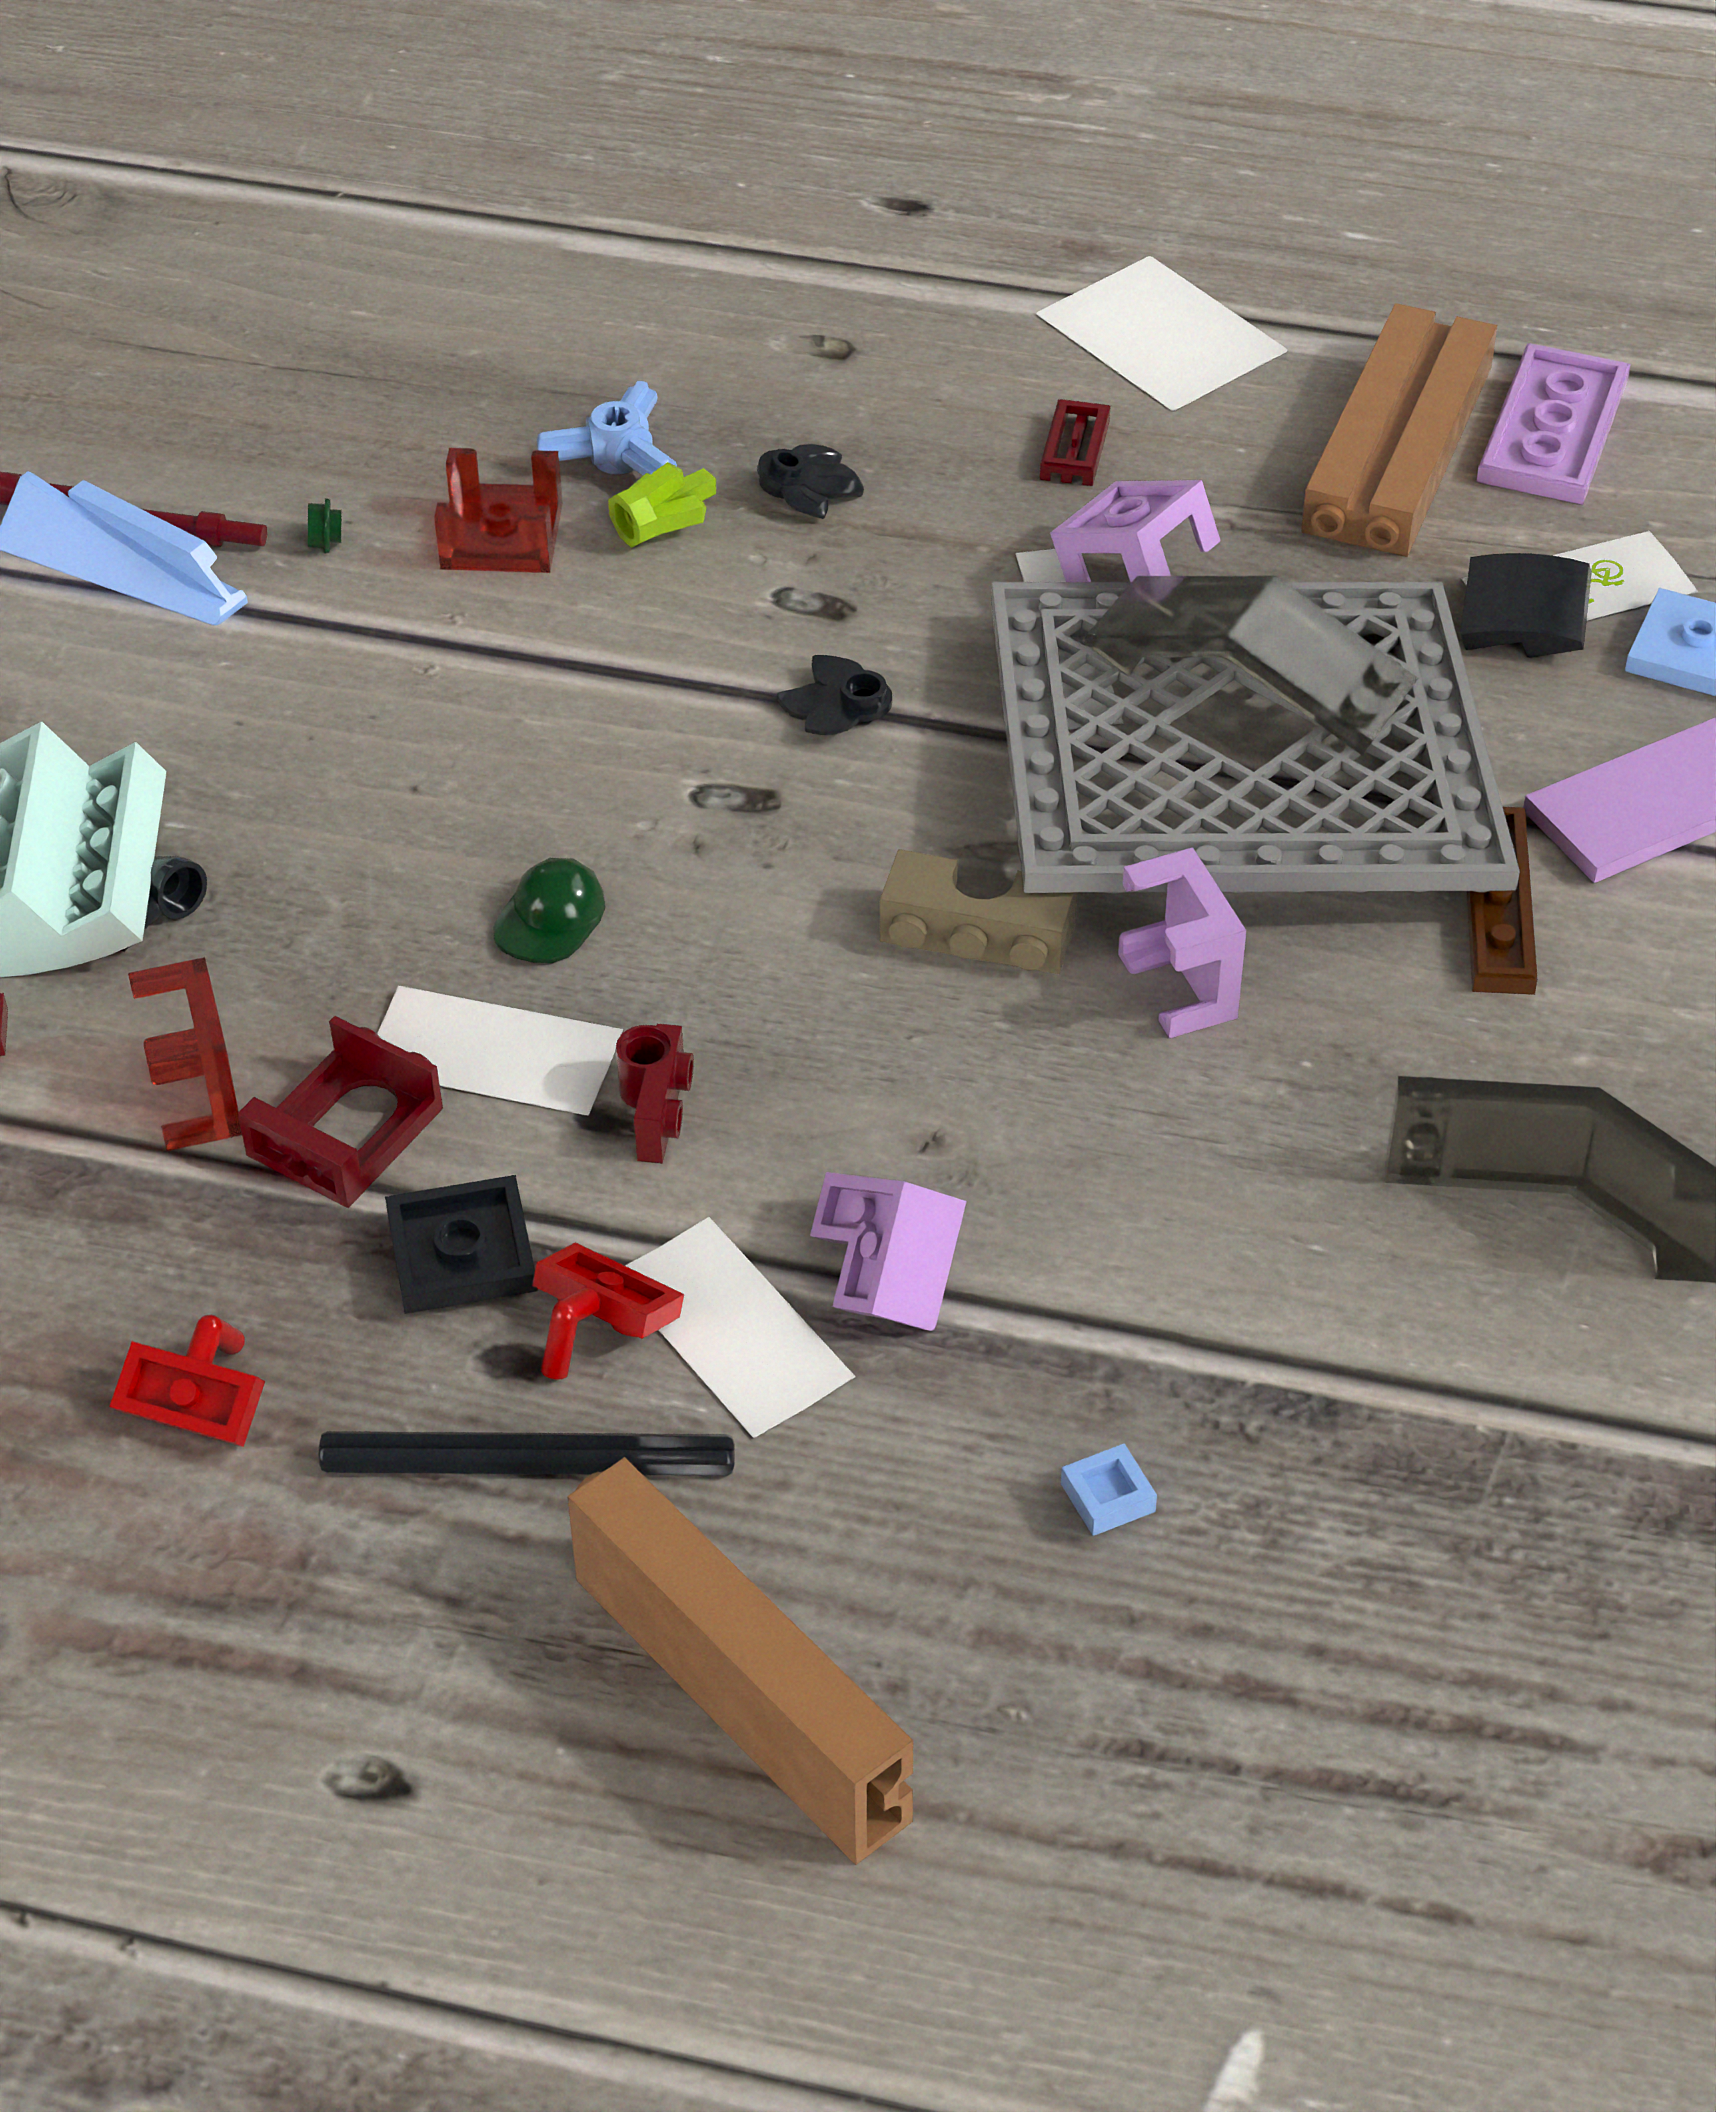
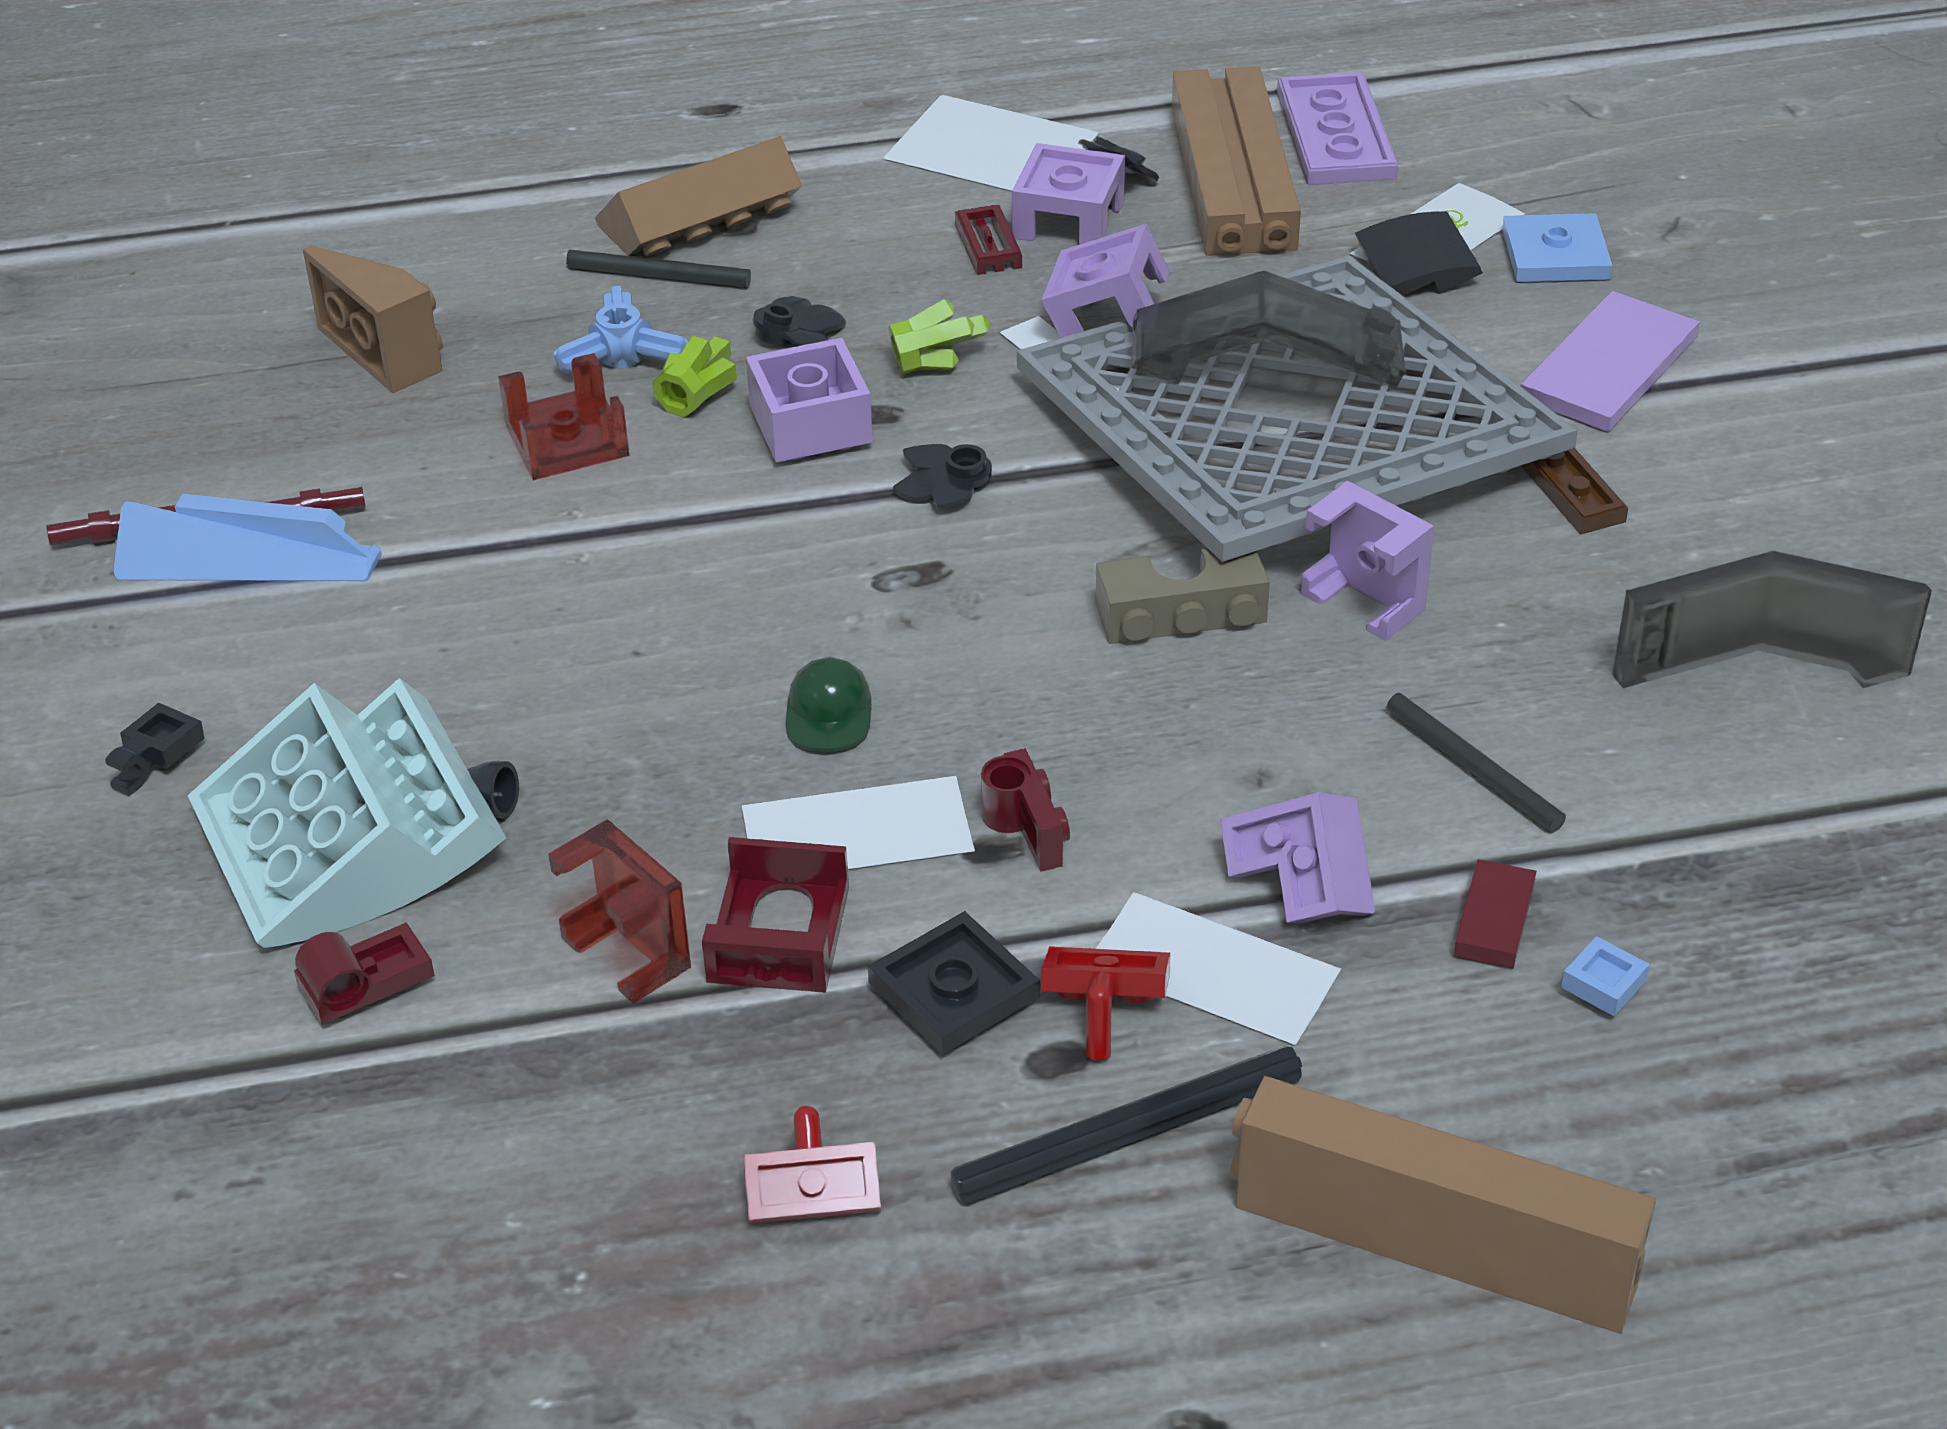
camera: 25 degrees left, 5 degrees down
(323, 525) = (412, 473): dark green plate -> none
(387, 347) = (375, 316): none -> medium nougat slope
(715, 373) = (658, 268): none -> pearl dark grey bar
(744, 570) = (809, 399): none -> lavender brick
(800, 306) = (700, 198): none -> medium nougat slope
(912, 536) = (927, 338): none -> lime rock
(1051, 1378) = (1495, 913): none -> dark red tile
(1157, 1208) = (1476, 762): none -> pearl dark grey bar
(1186, 407) = (1068, 184): none -> lavender panel
(1262, 383) = (1133, 160): none -> black plate

